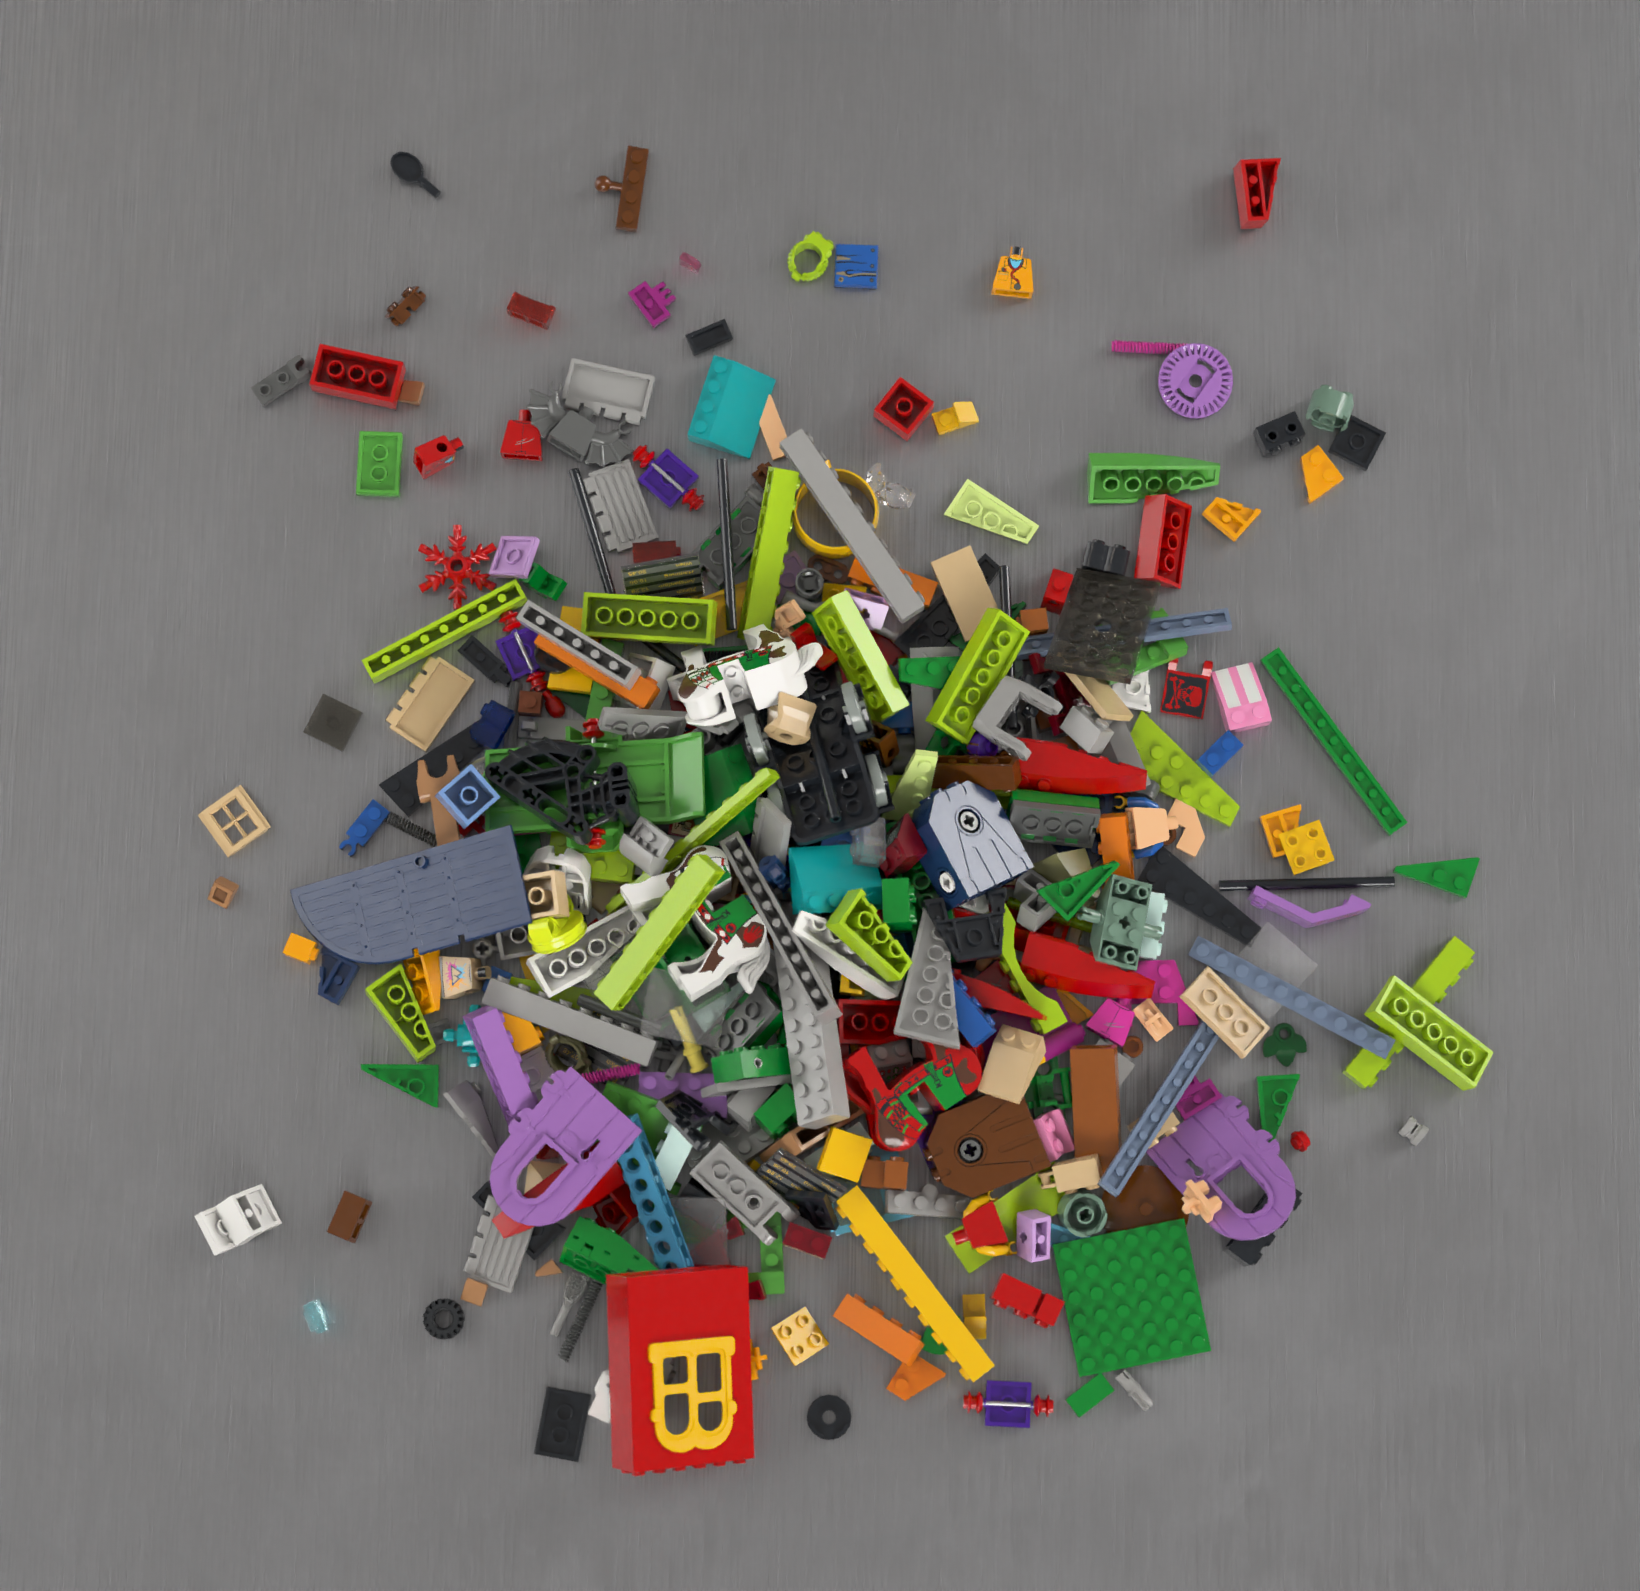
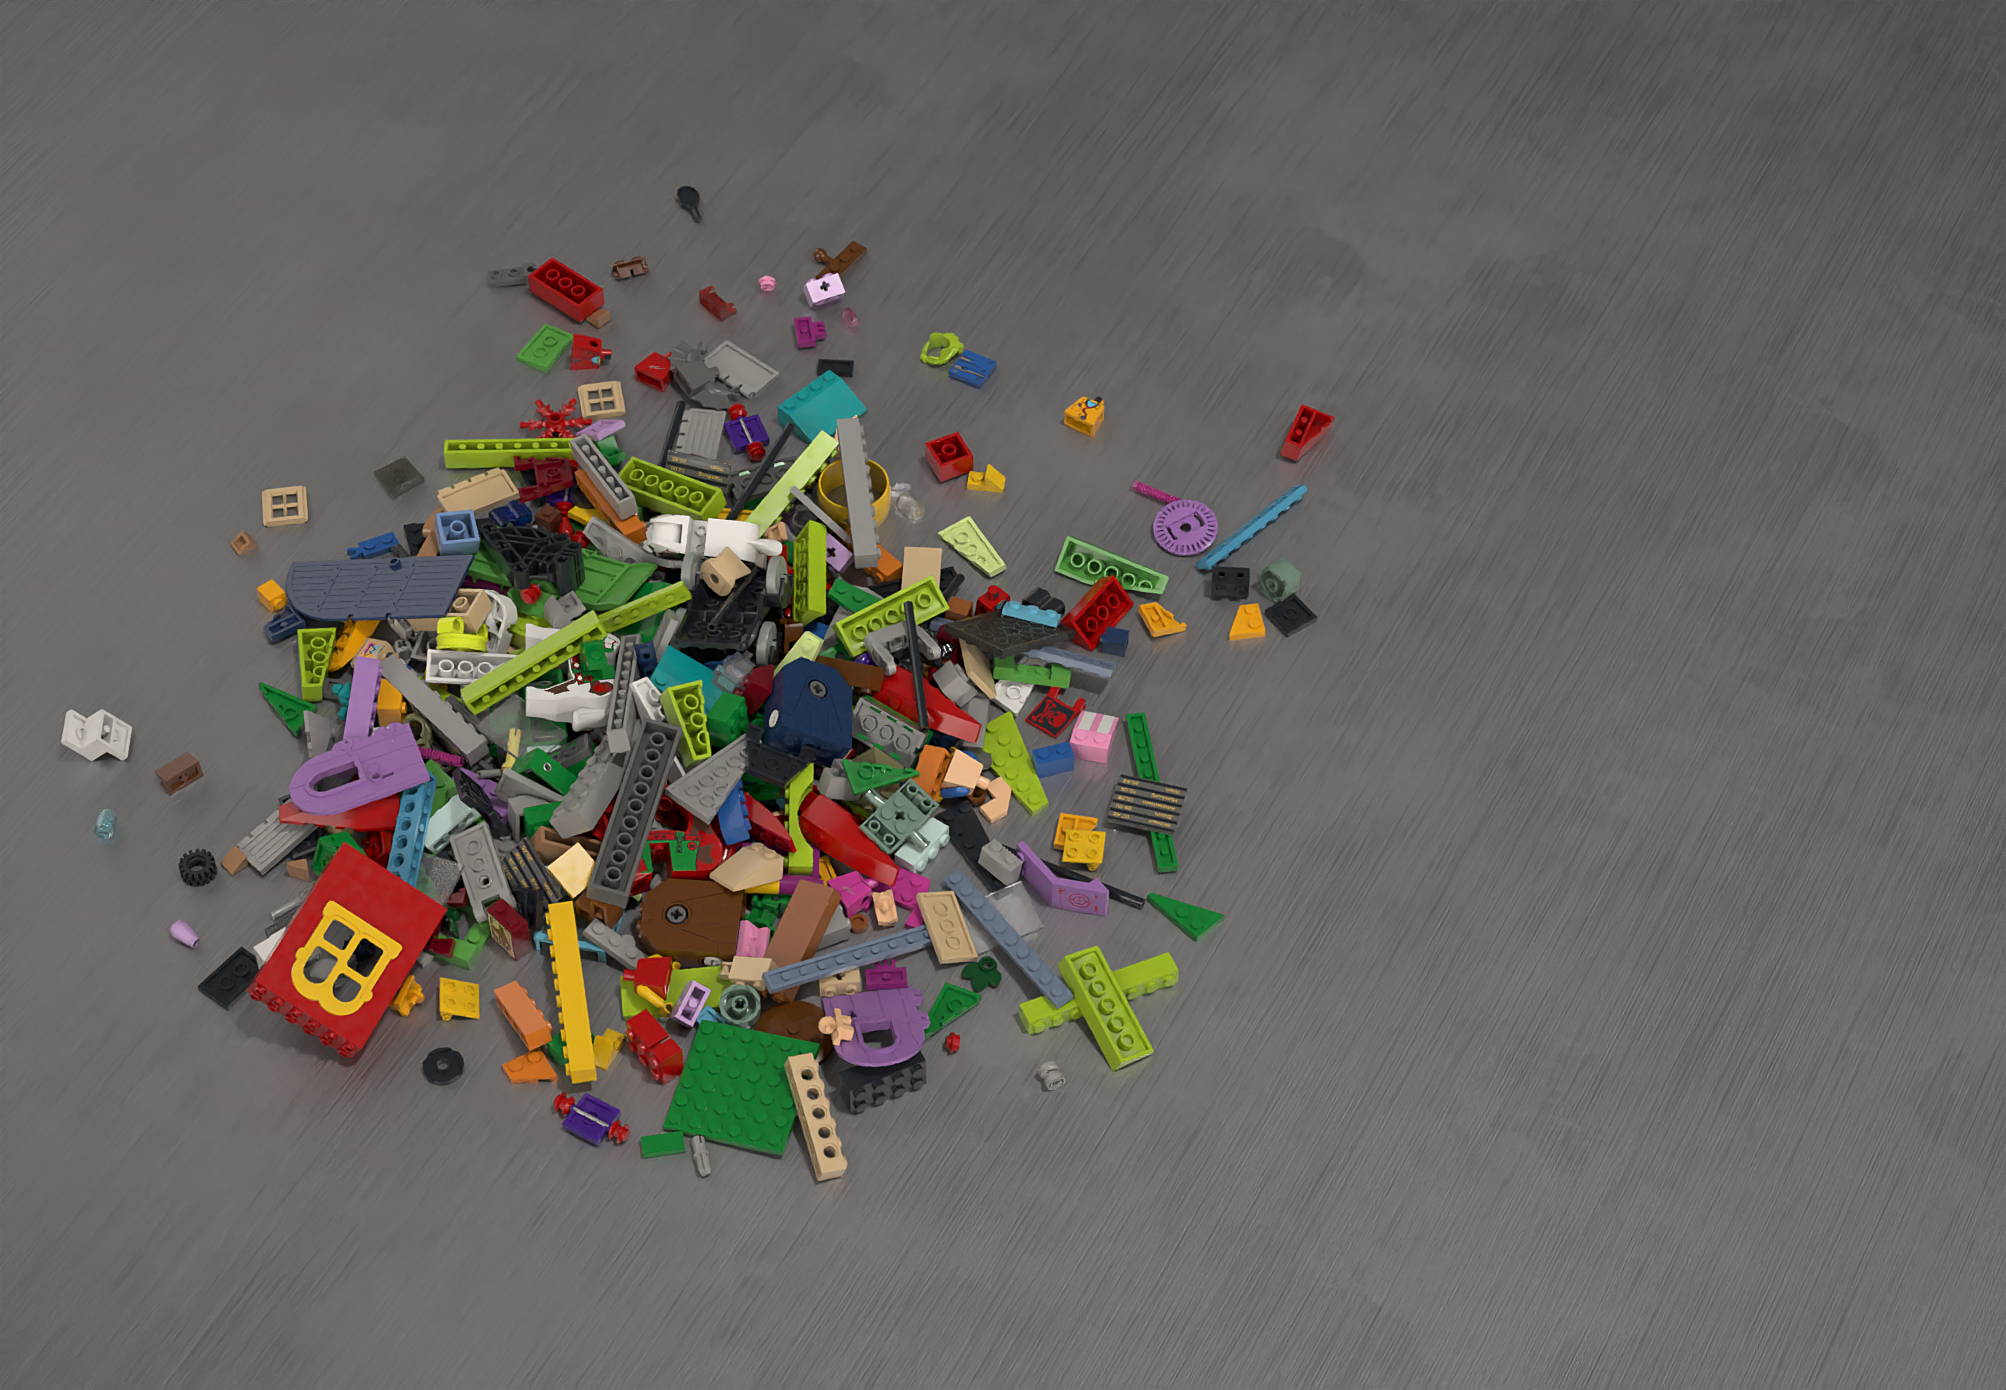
camera: 30 degrees right, 30 degrees down
(482, 1402) = (183, 932): none -> lavender cone
(499, 496) = (586, 403): none -> tan piece
(504, 649) = (550, 474): none -> dark red wing
(569, 254) = (767, 283): none -> bright pink plate
(649, 231) = (816, 296): none -> brick
(724, 904) = (593, 655): none -> green brick
(736, 1249) = (452, 917): none -> dark green plate
(826, 570) = (820, 514): none -> light grey hinge
(882, 1077) = (634, 813): none -> dark grey brick
(1048, 736) = (916, 667): none -> black piece
(1106, 584) = (1031, 613): none -> medium azure plate
(1184, 1264) = (824, 1167): none -> tan brick
(1201, 569) = (1115, 641): none -> dark blue brick
(1240, 914) = (1000, 862): none -> light grey brick
(1262, 345) = (1255, 524): none -> dark azure plate
(1341, 764) = (1147, 804): none -> piece

